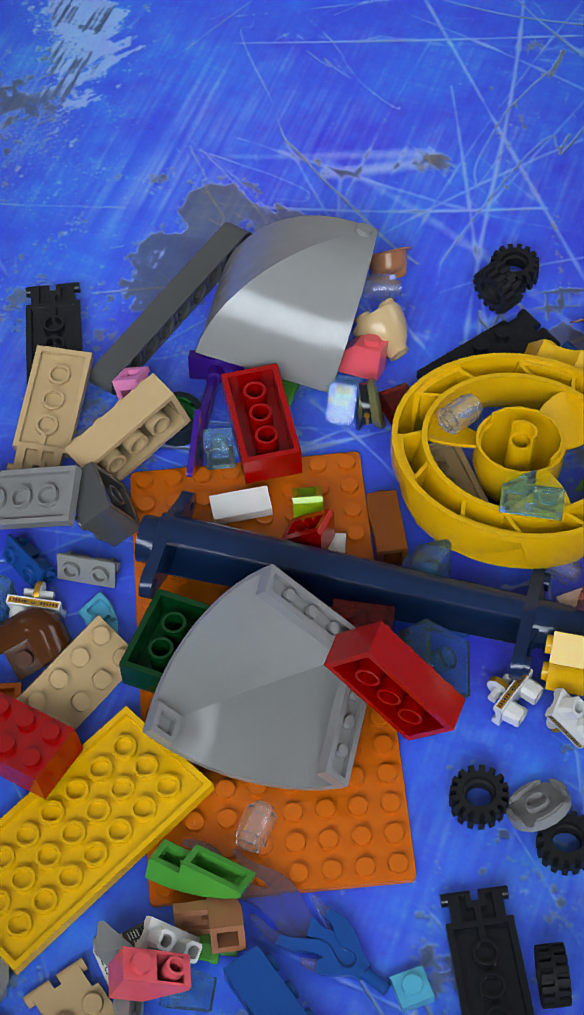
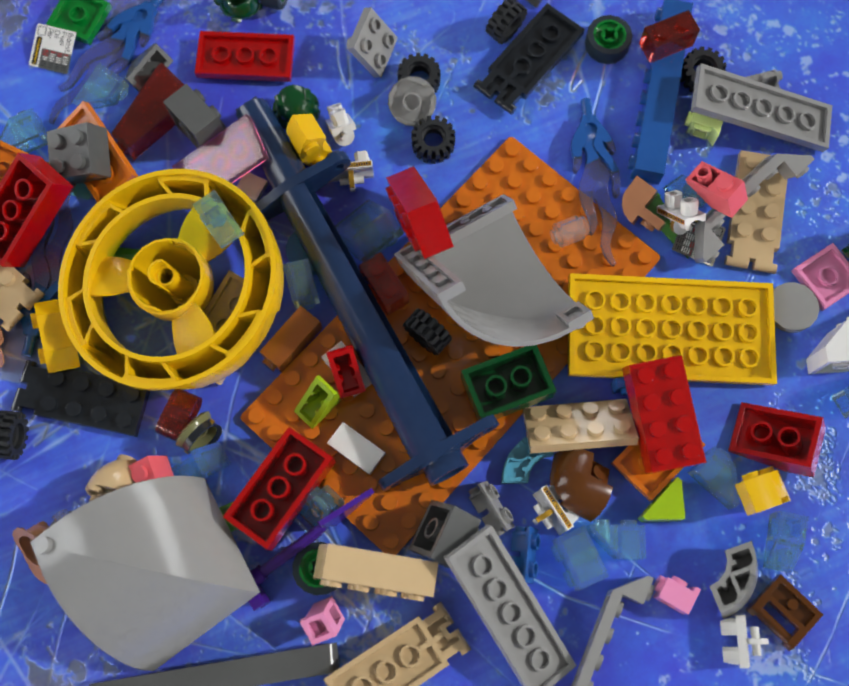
camera: 135 degrees left, 20 degrees up
(197, 872) = (628, 231): bright green slope -> none
(412, 989) = (572, 89): medium azure plate -> none
(459, 413) = (177, 326): clear brick -> none

